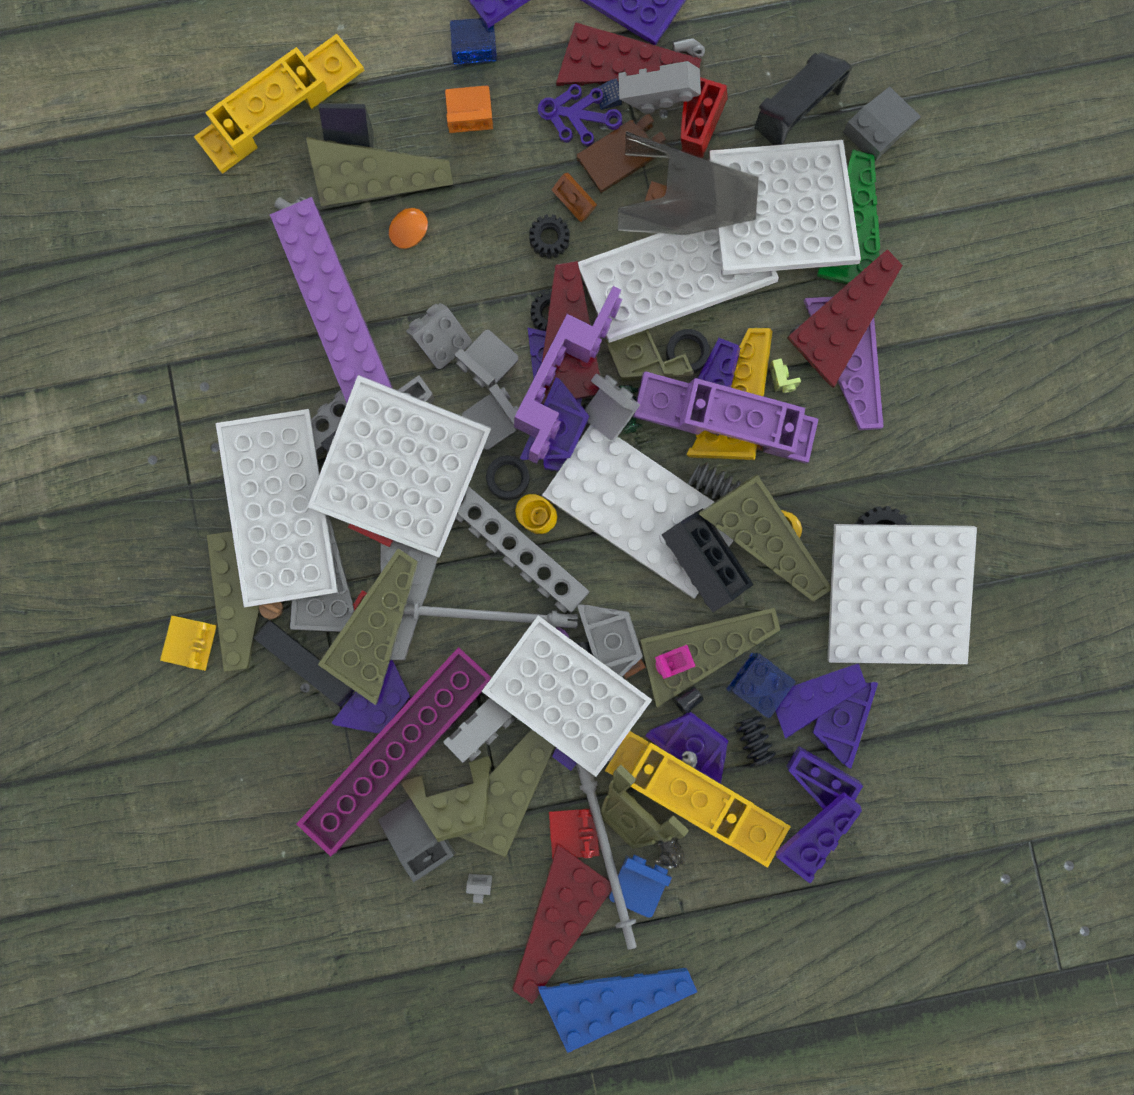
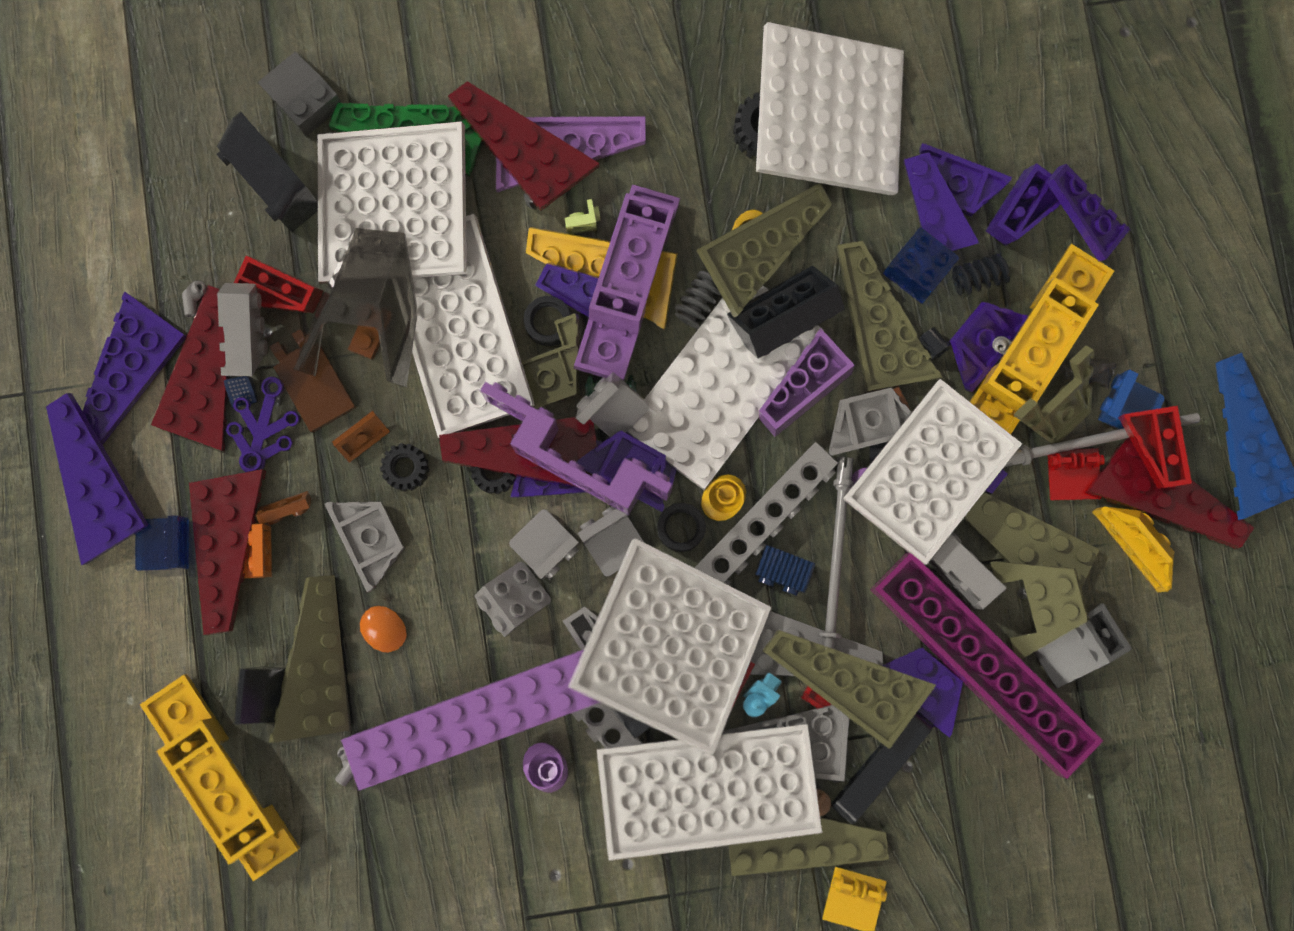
camera: 85 degrees left, 0 degrees up
(294, 371) = (545, 767): none -> medium lavender hat
(360, 551) = (761, 695): none -> medium azure hips
(473, 569) = (785, 570): none -> dark blue brick
(479, 886) = (1130, 578): light grey tile -> none
(485, 209) = (367, 538): none -> light grey wing
(496, 87) = (221, 525): none -> dark red wing
(505, 131) = (277, 510): none -> dark orange plate
(513, 895) = (1141, 543): none -> yellow wedge
(602, 906) = (1160, 444): none -> red wedge
(642, 581) = (806, 383): none -> medium lavender wedge
(674, 662) = (896, 353): dark pink bracket -> none

